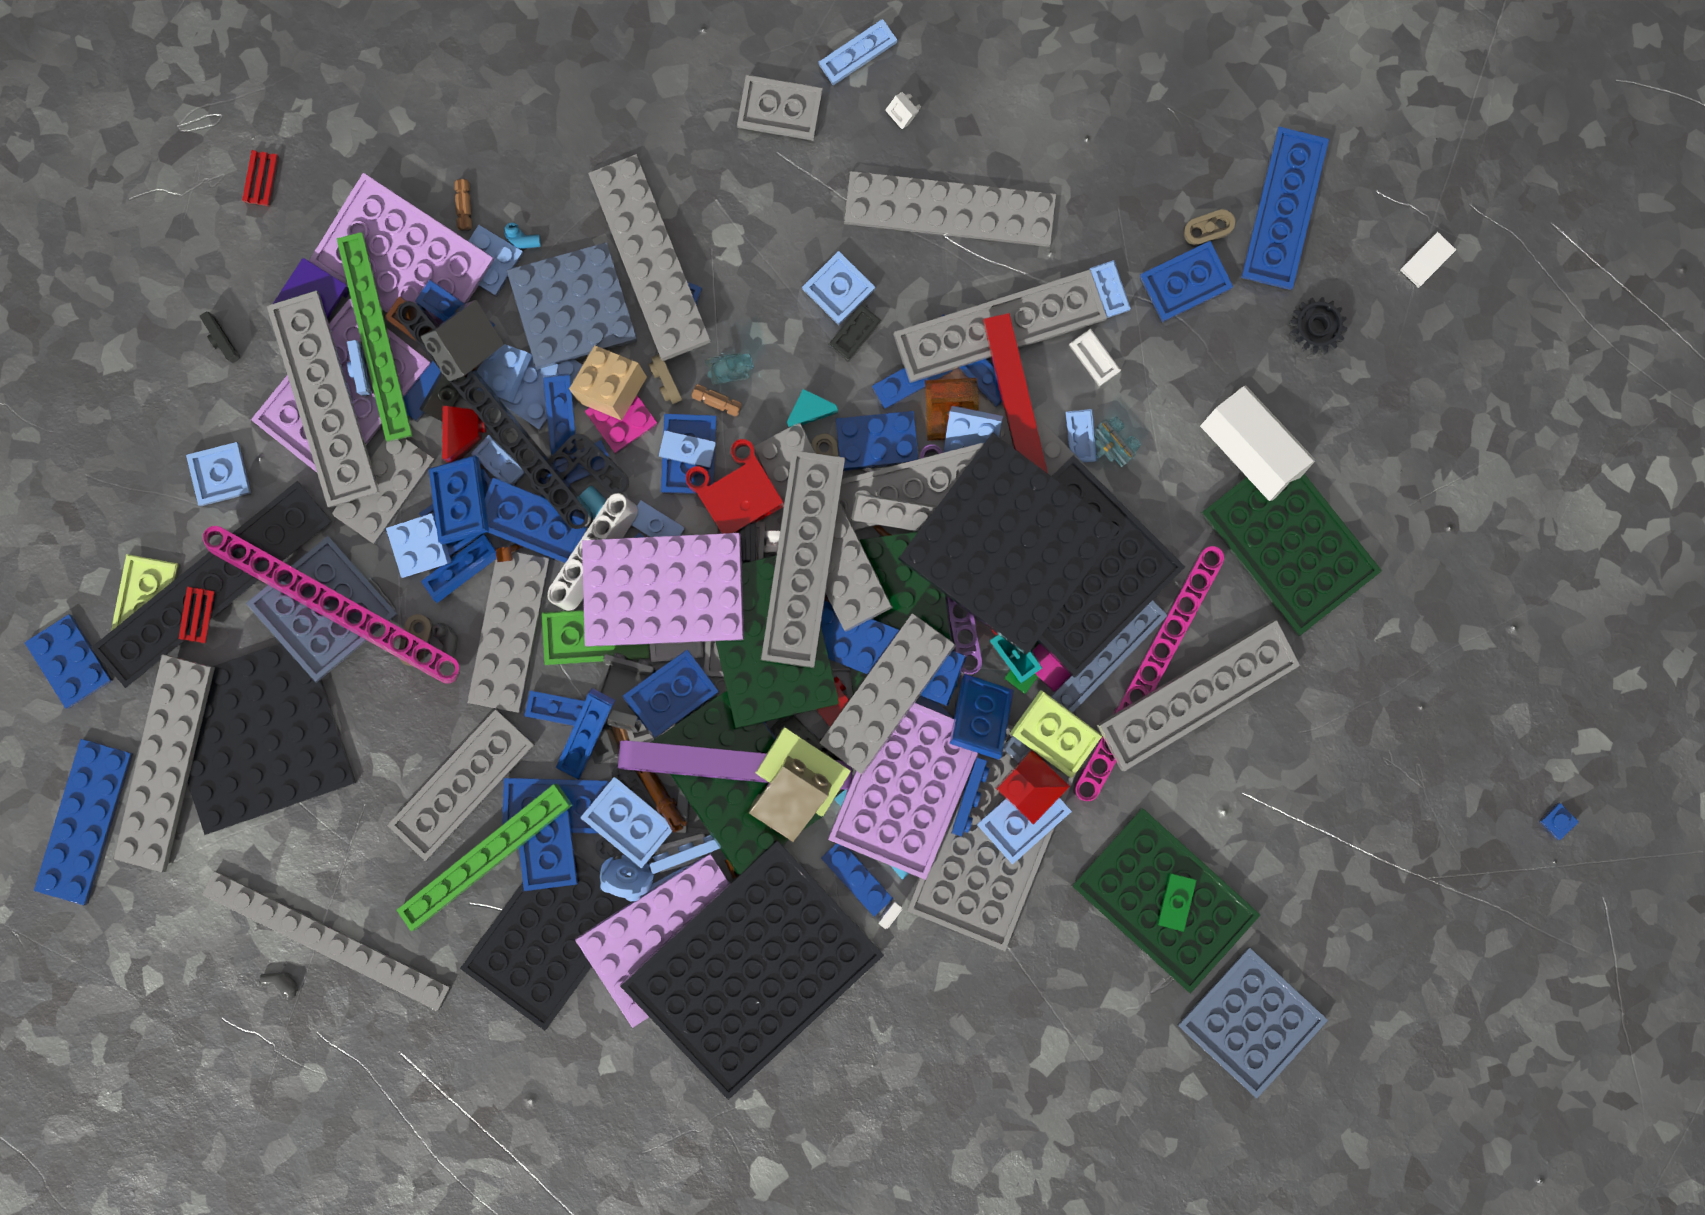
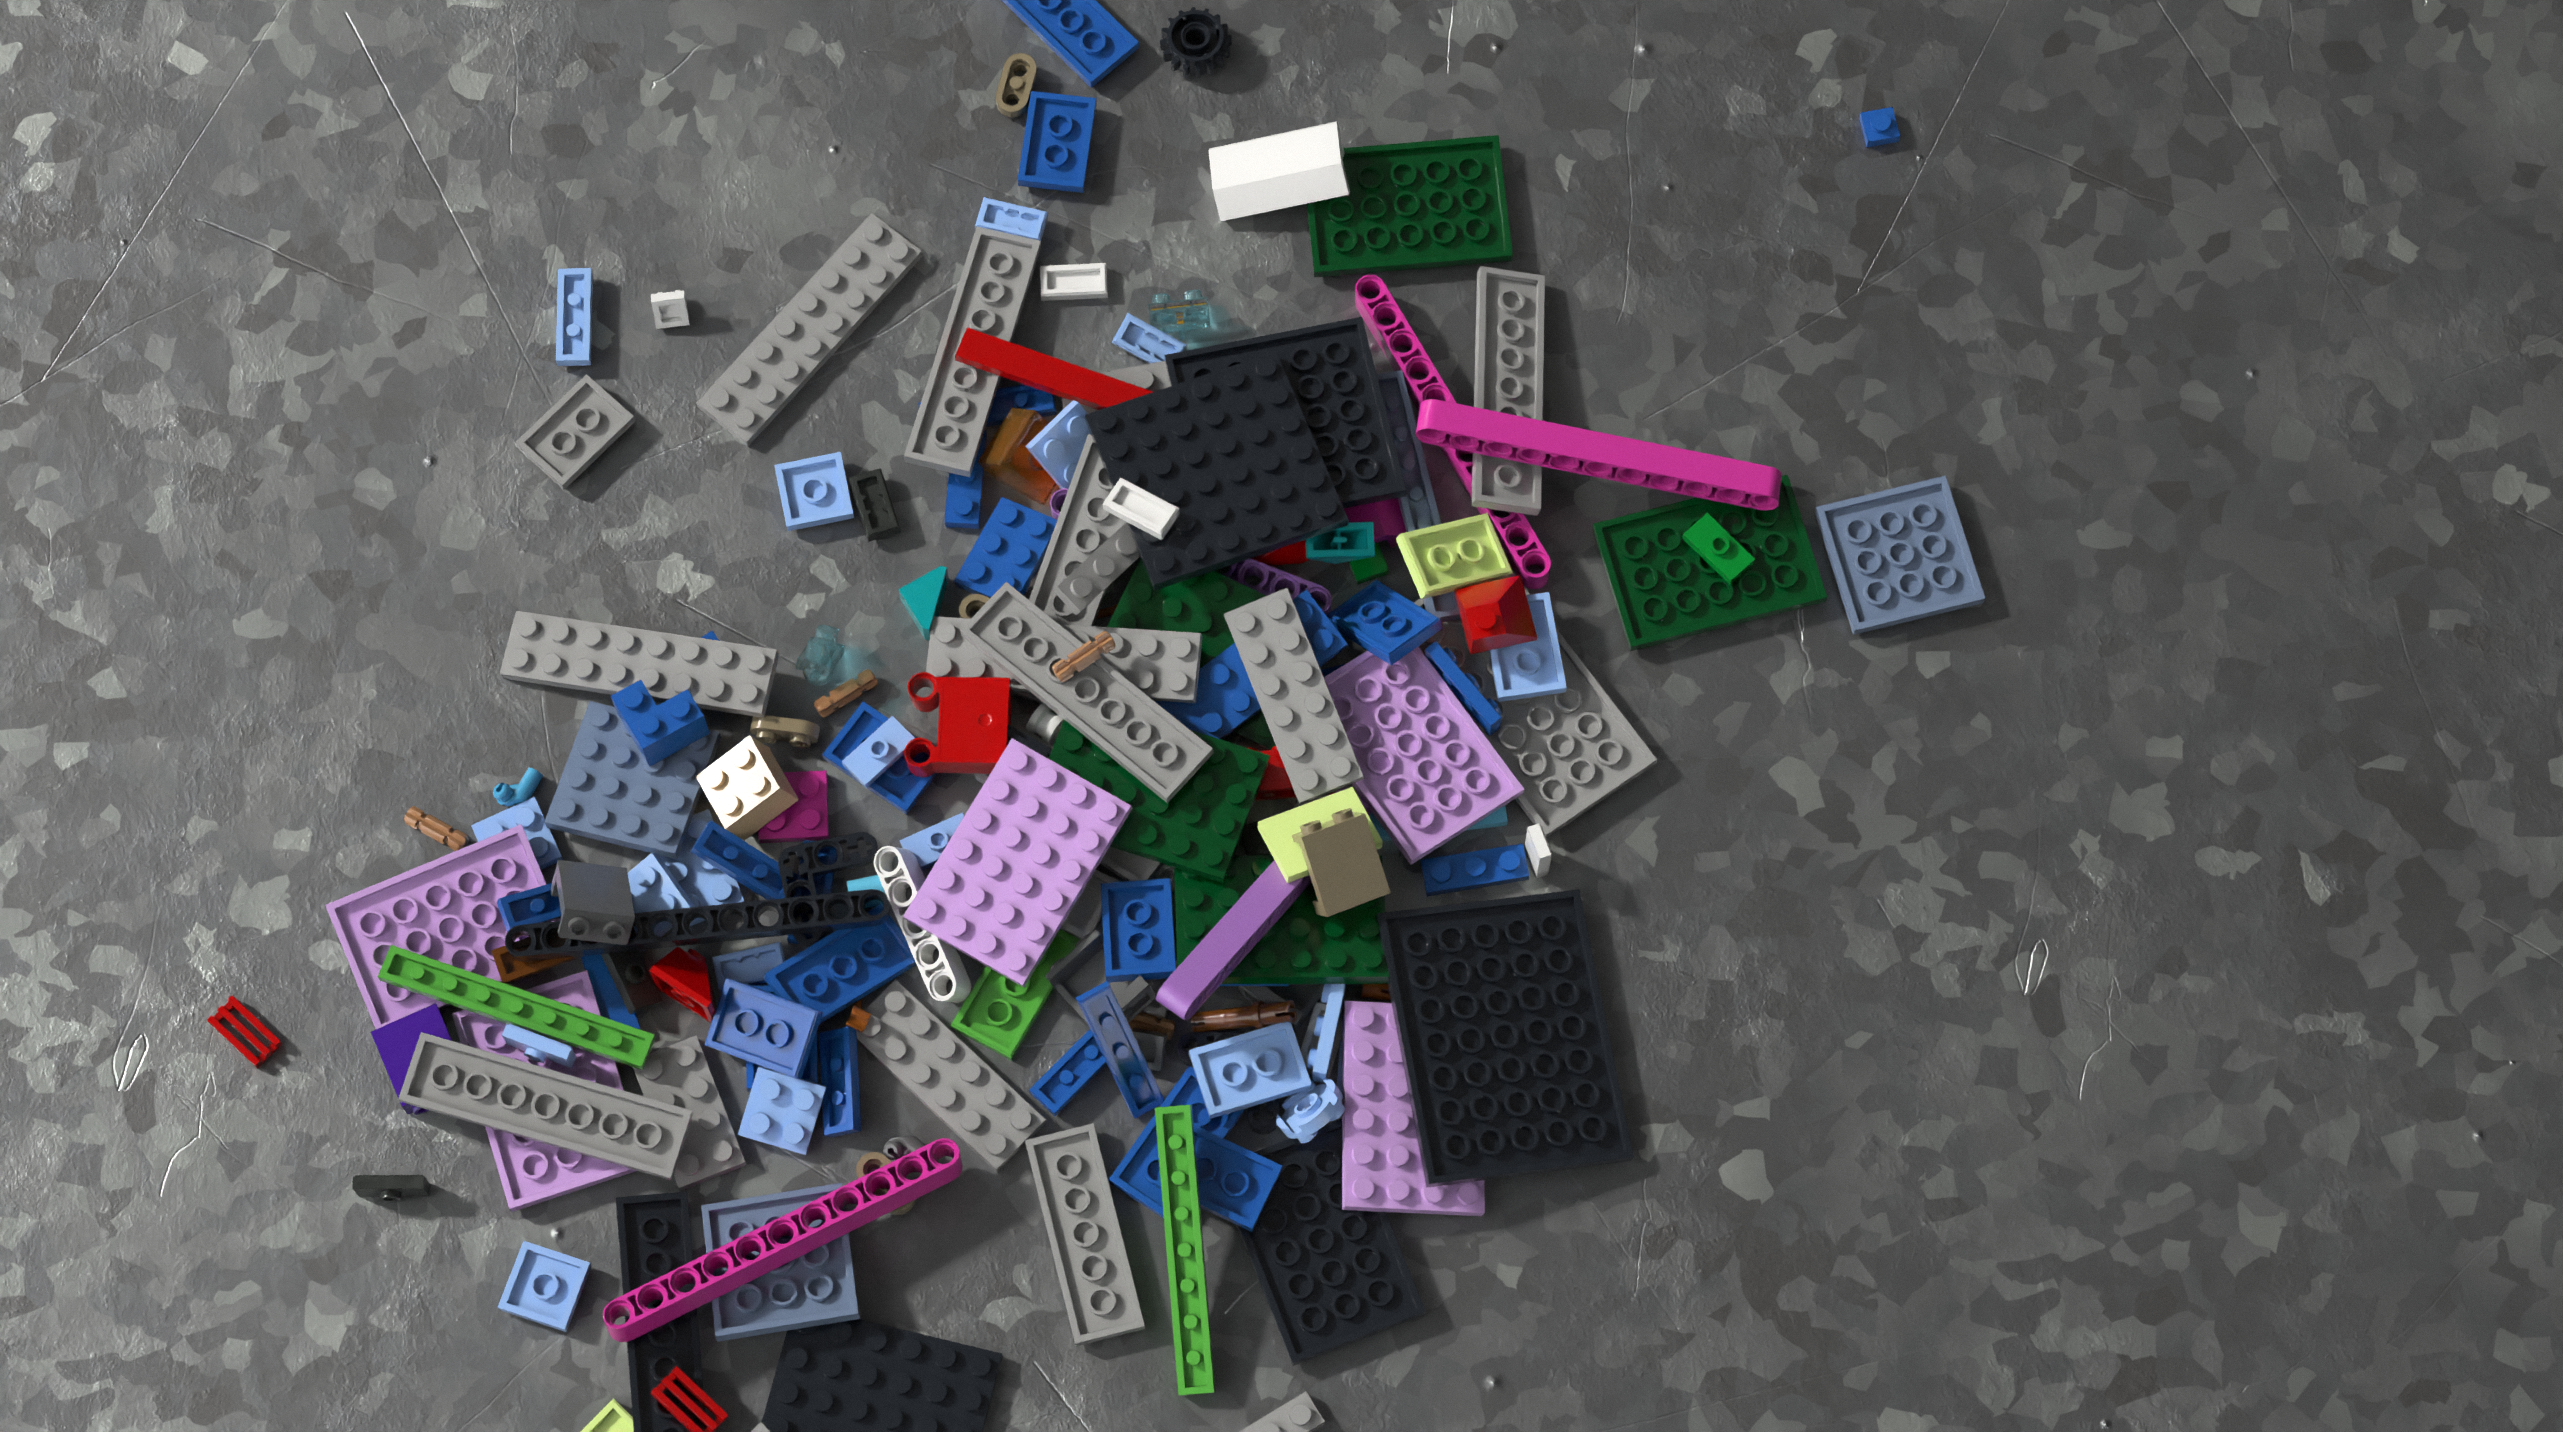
camera: 60 degrees left, 15 degrees down
(606, 297) = (662, 727): none -> blue brick
(822, 543) = (1083, 656): none -> medium nougat axle
(945, 515) = (1141, 508): none -> white tile
(1186, 786) = (1598, 454): none -> dark pink beam

